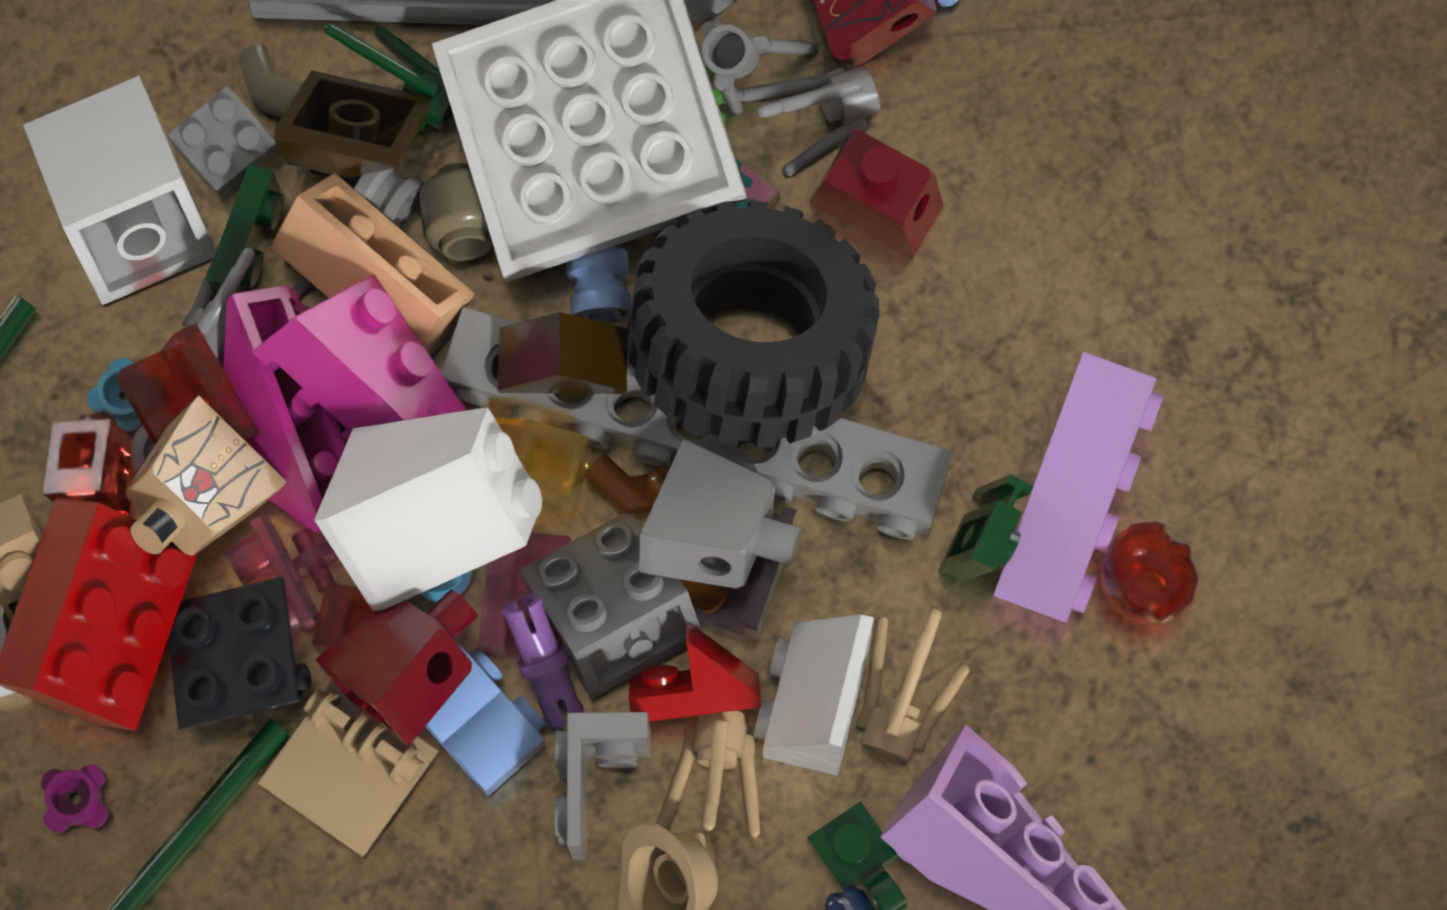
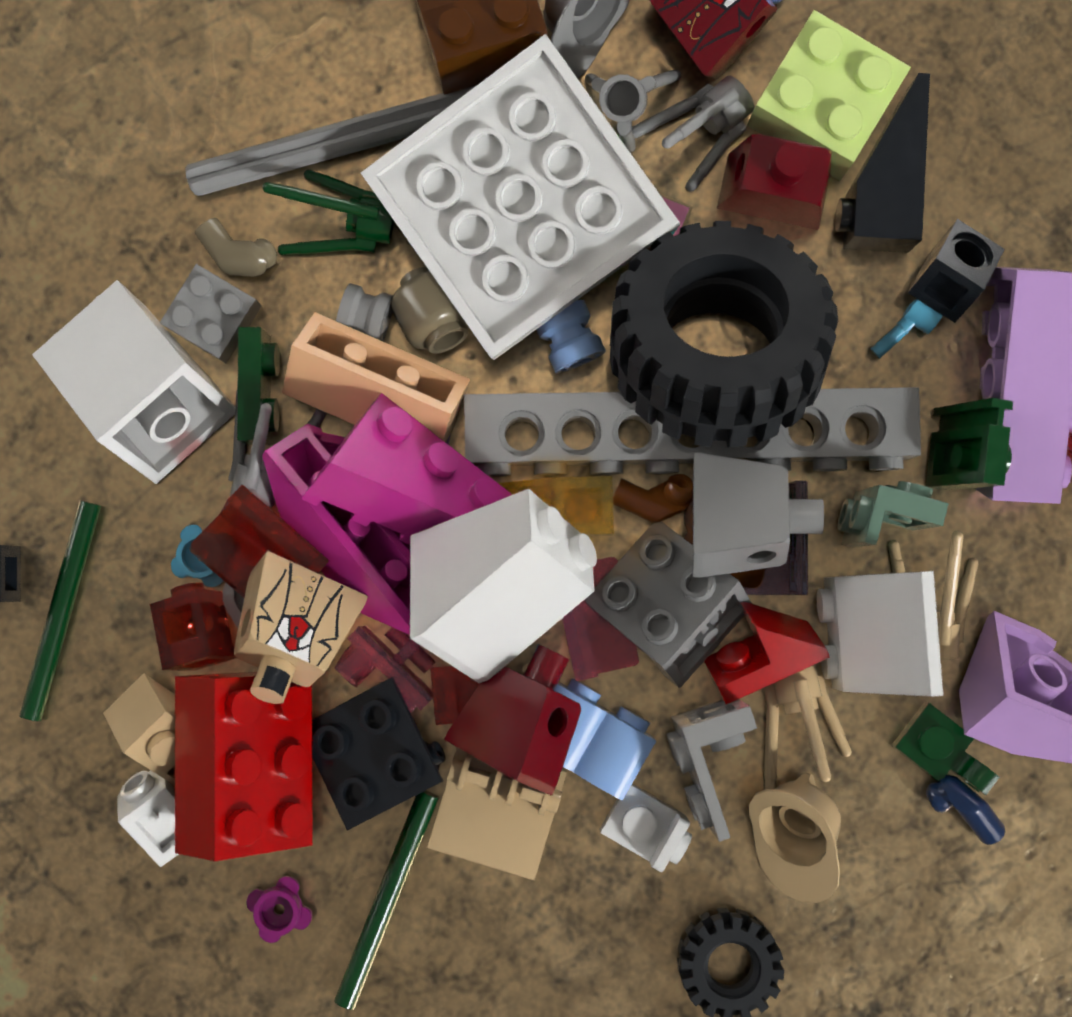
camera: 20 degrees left, 10 degrees up
(349, 126) = (315, 267): dark brown slope -> none
(505, 837) = (648, 828): none -> white bracket
(542, 659) = (632, 674): medium lavender pin -> none
(563, 356) = (565, 413): dark brown slope -> none
(886, 568) = (901, 505): none -> sand green bracket
(962, 117) = (829, 91): none -> yellowish green brick
(991, 380) = (916, 315): none -> medium azure hand
(996, 230) = (887, 195): none -> black slope
(1038, 343) = (956, 271): none -> black brick

